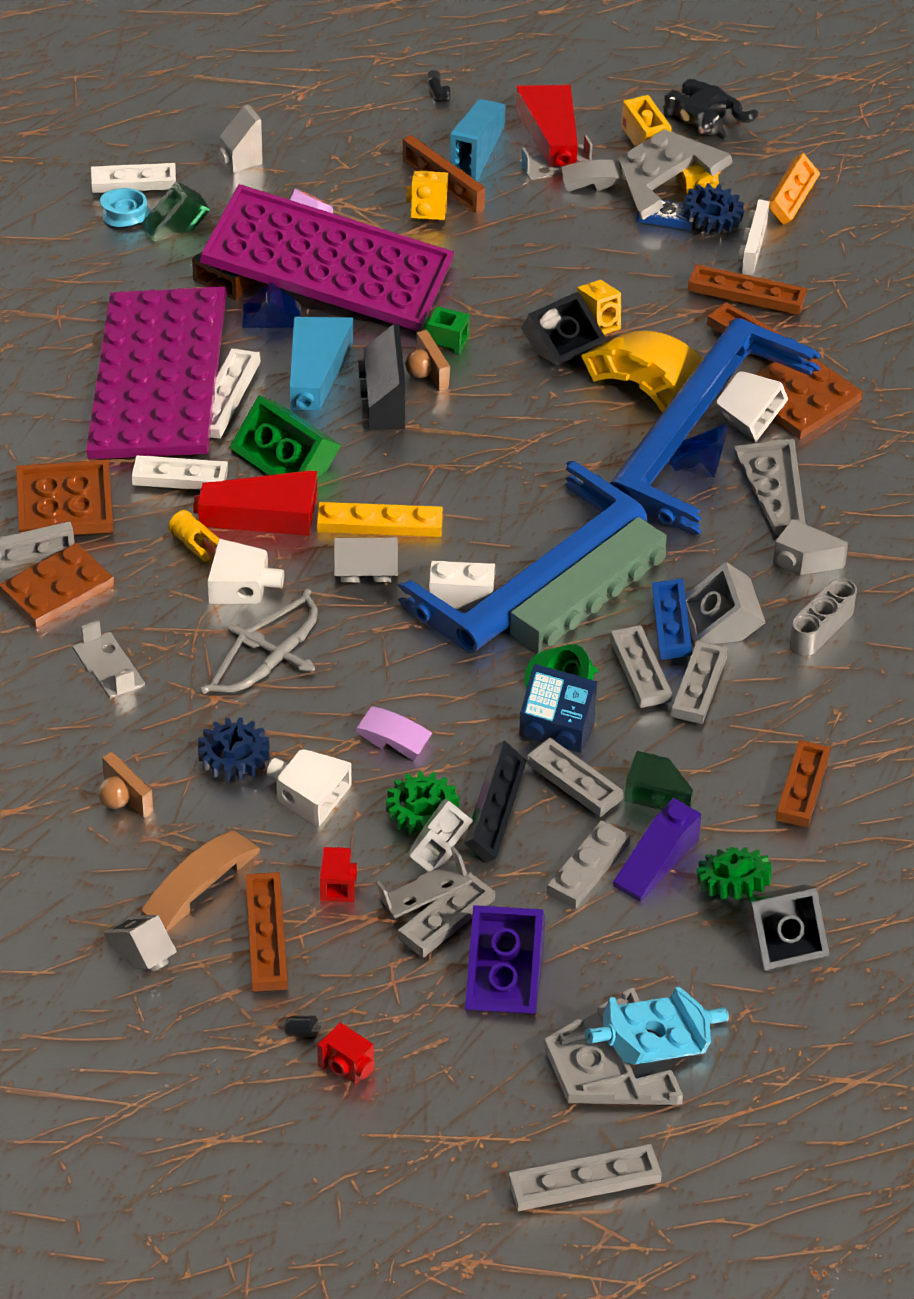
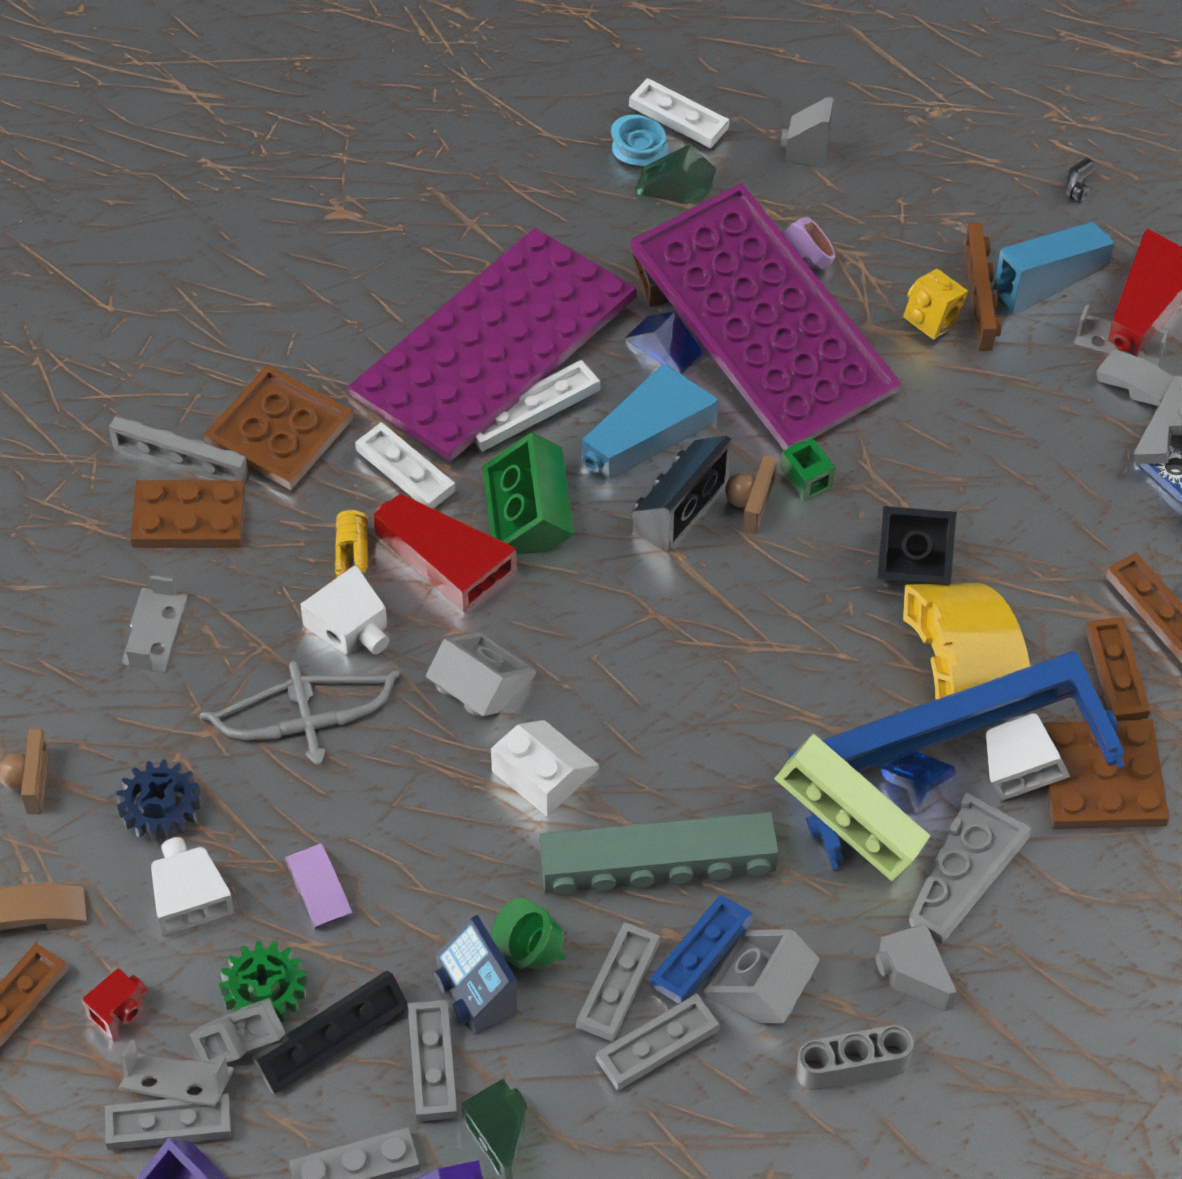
camera: 40 degrees right, 10 degrees up
(380, 519) = (541, 640): yellow plate -> none
(493, 614) = (523, 822): blue piece -> none
(603, 304) = (976, 541): yellow head -> none
(686, 482) = (852, 807): none -> yellowish green brick

